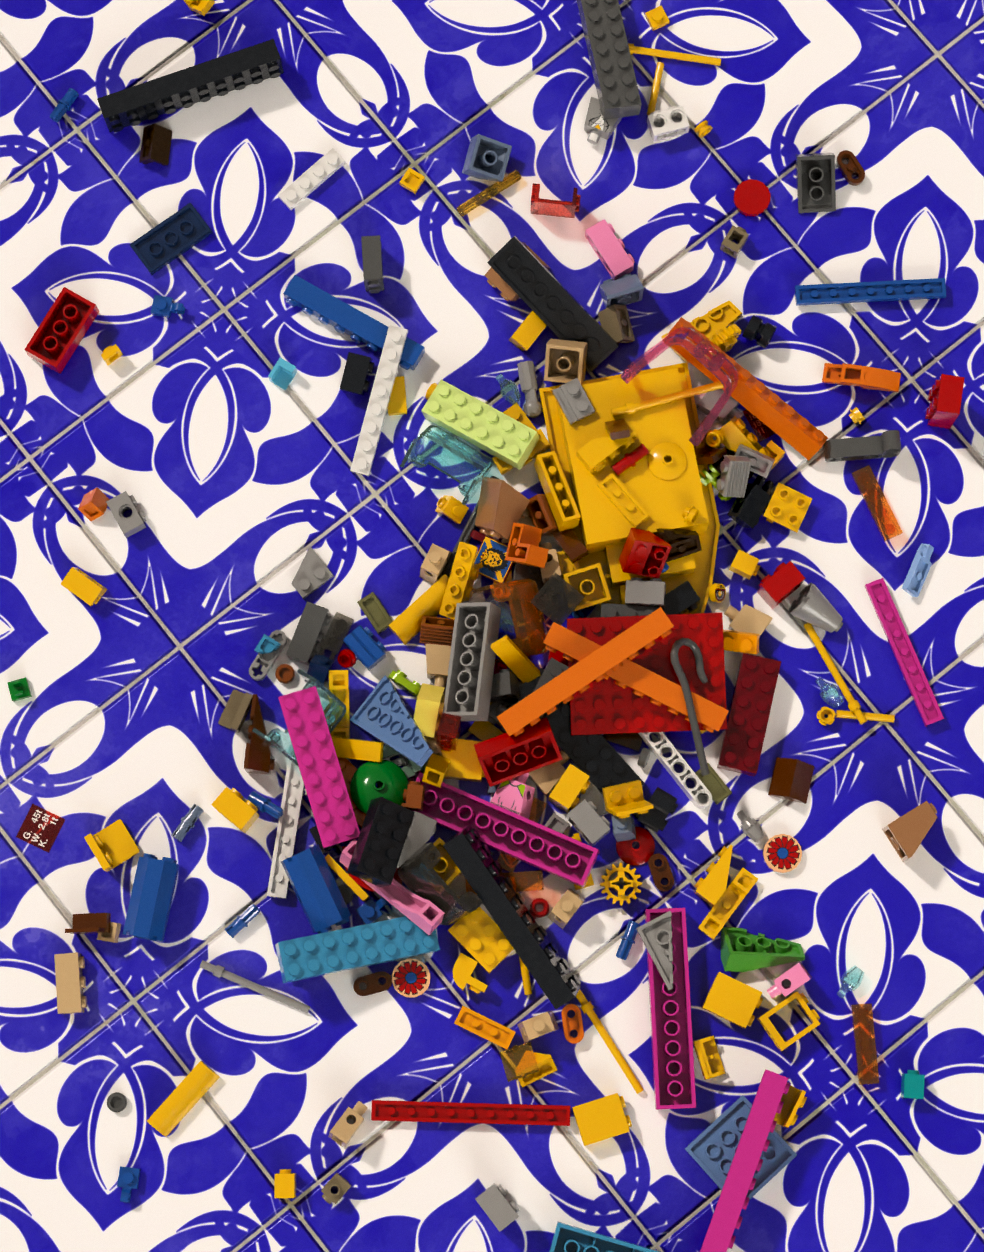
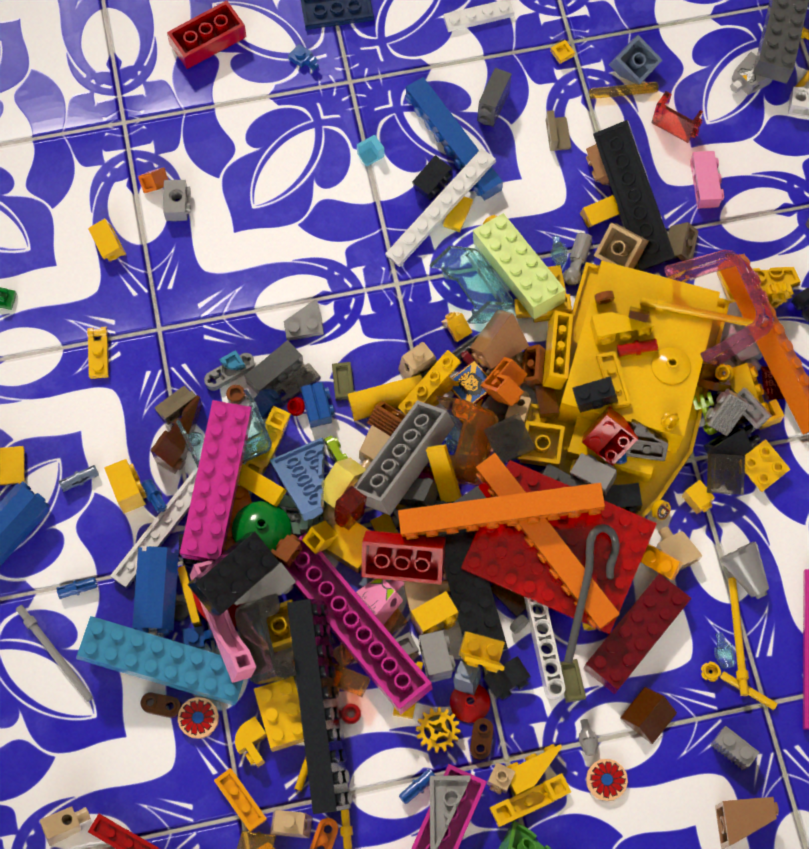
camera: 25 degrees right, 10 degrees down
(111, 353) = (236, 72): yellow plate -> none
(137, 698) = (98, 353): none -> yellow plate
(448, 267) = (557, 132): none -> dark tan panel
(566, 908) = (374, 725): tan torso -> none
(573, 401) = (611, 275): light grey plate -> none
(579, 425) = (604, 297): none -> dark orange tile
(615, 524) = (595, 394): none -> black brick
(621, 291) = (701, 216): sand blue slope -> none
(694, 898) = (500, 778): none -> tan bracket
(759, 533) = (725, 474): none -> clear smoke plate
(781, 584) = (724, 529): red brick -> none
(876, 772) = (734, 748): none -> light grey brick

